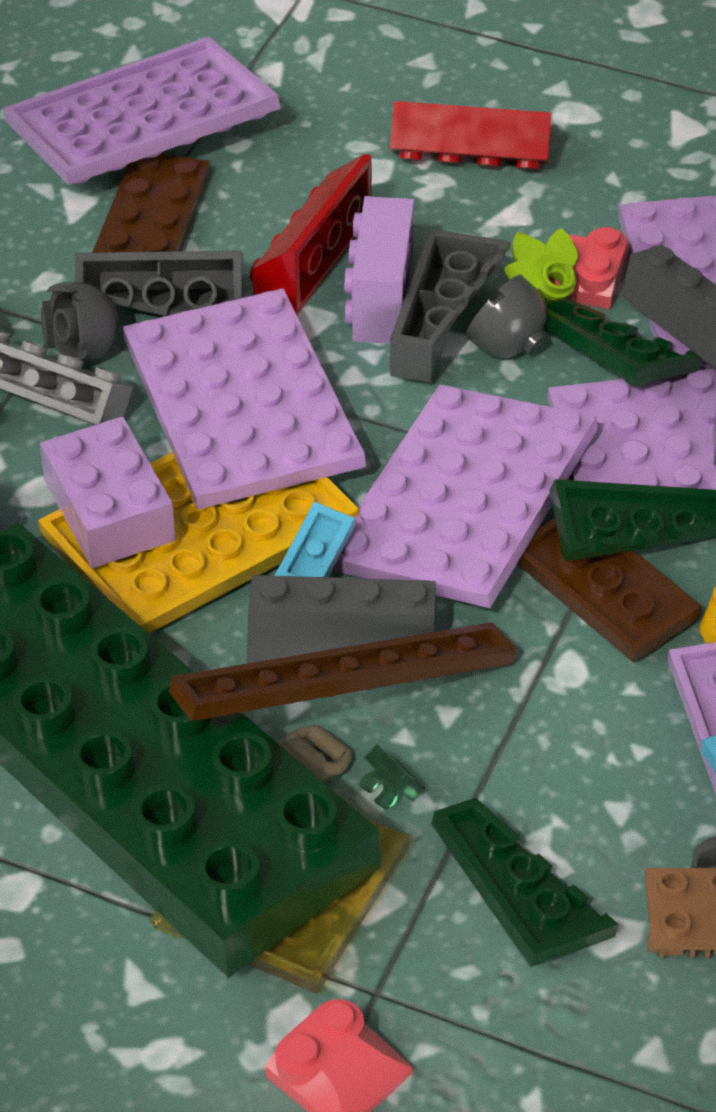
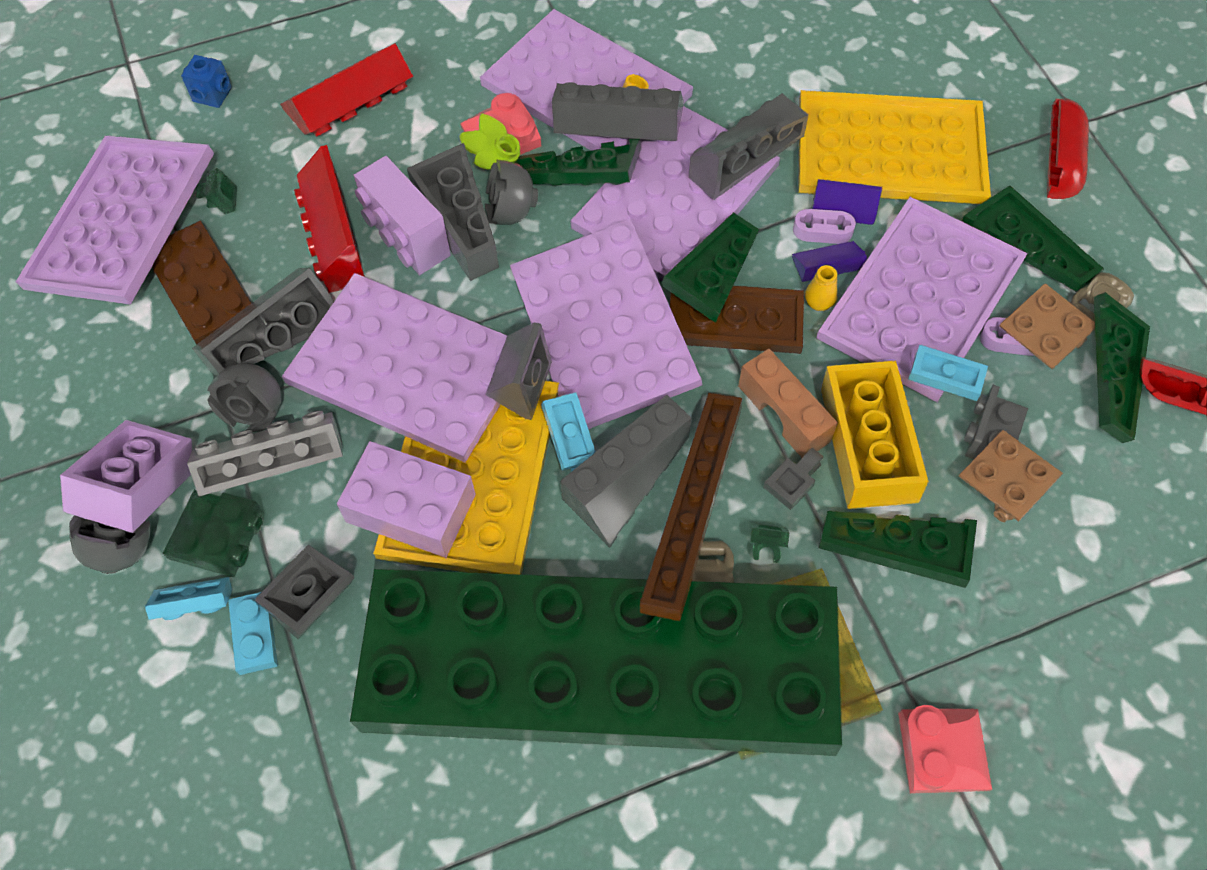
camera: 45 degrees left, 15 degrees up
(253, 146) = (219, 191): none -> clear green tile
(326, 467) = (521, 371): none -> dark grey slope
(350, 45) = (206, 81): none -> blue brick
(477, 751) = (794, 480): none -> dark grey plate
(552, 685) = (803, 418): none -> nougat arch
(600, 768) = (873, 435): none -> yellow brick

